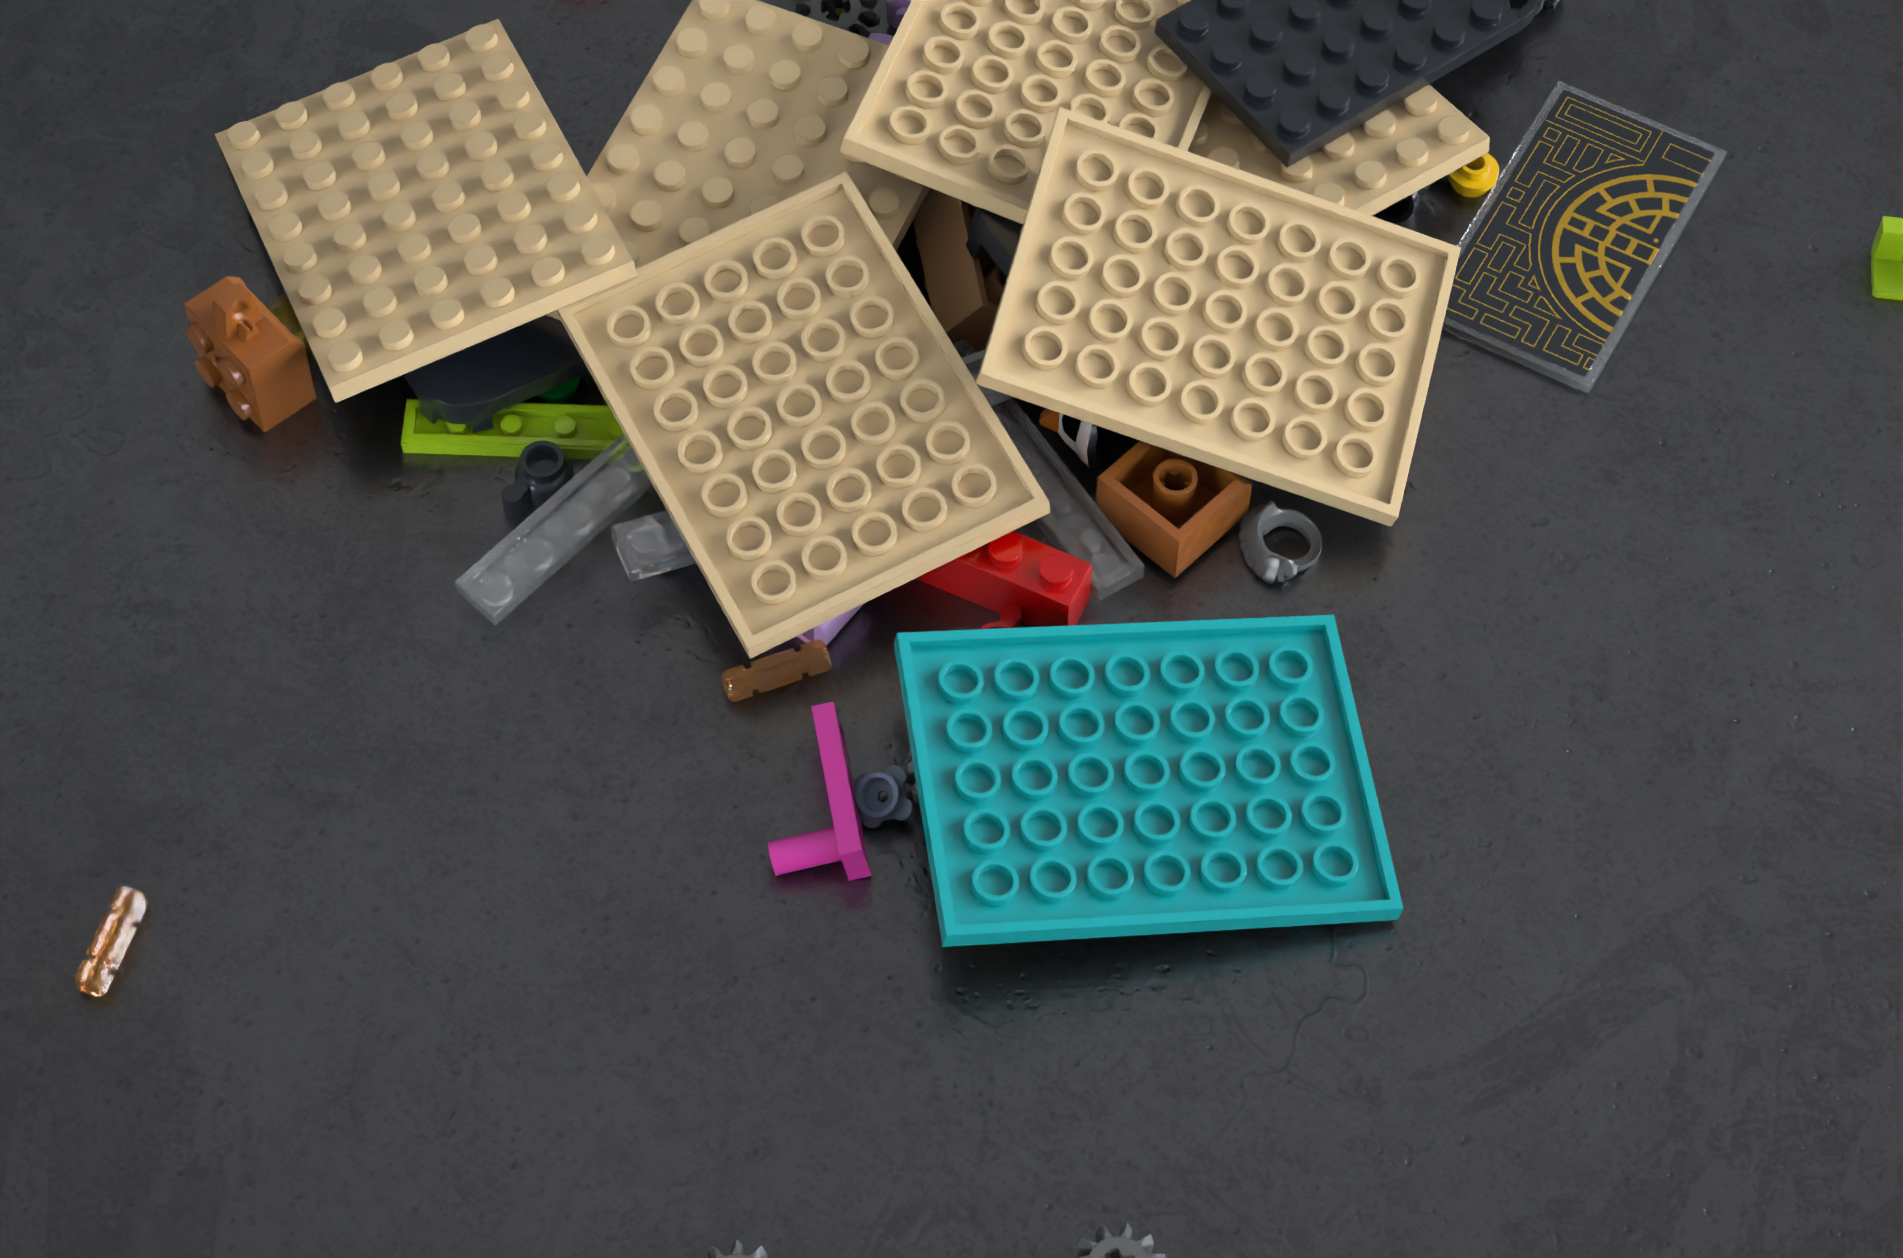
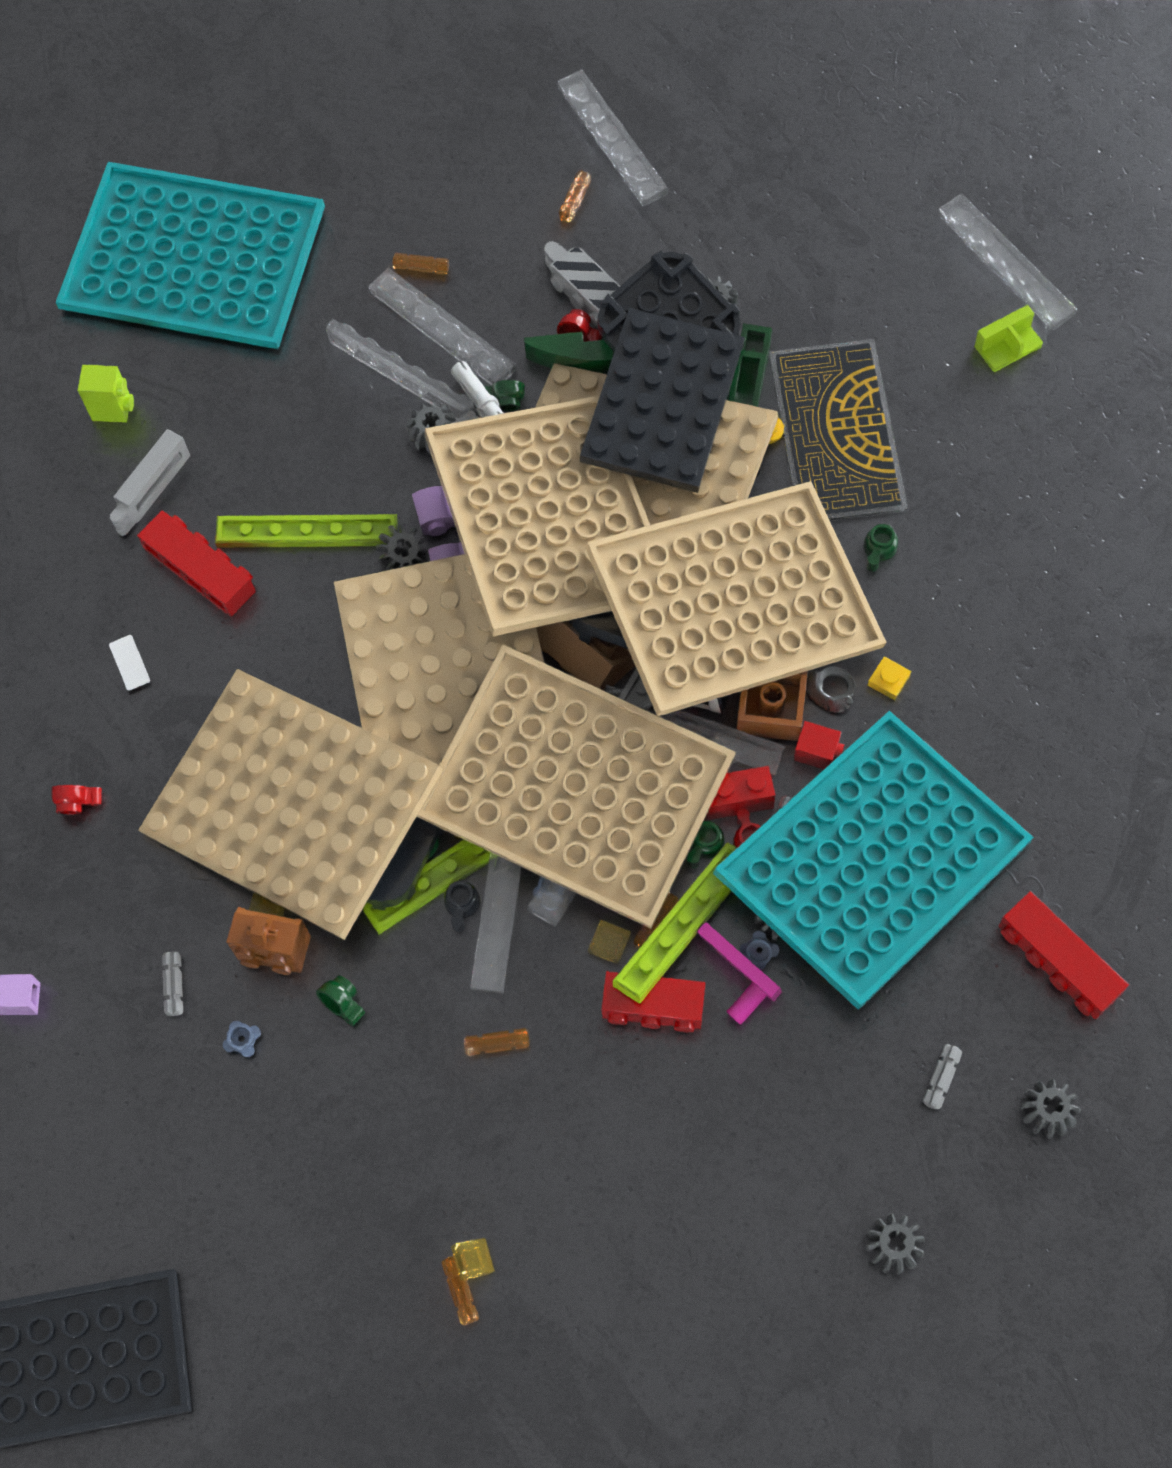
camera: 30 degrees left, 10 degrees up
(94, 336) = (172, 983): none -> light grey axle
(115, 443) = (235, 1031): none -> sand blue plate
(159, 911) = (472, 1258): none -> clear yellow tile
(169, 47) = (72, 797): none -> red piece
(279, 485) = (337, 997): none -> dark green piece
(433, 675) = (496, 1041): none -> clear orange axle
(681, 761) = (668, 1003): none -> red brick
(691, 654) = (609, 941): none -> clear yellow tile
(768, 691) = (674, 932): none -> lime tile
(932, 608) = (706, 844): none -> dark green piece
(998, 1131) = (942, 1076): none -> light grey axle
(1190, 589) = (818, 745): none -> red brick
(1311, 1091) = (1062, 956): none -> red brick
(1374, 581) = (889, 678): none -> yellow plate
(1509, 407) = (880, 545): none -> dark green piece
(1517, 75) = (752, 365): none -> dark green slope

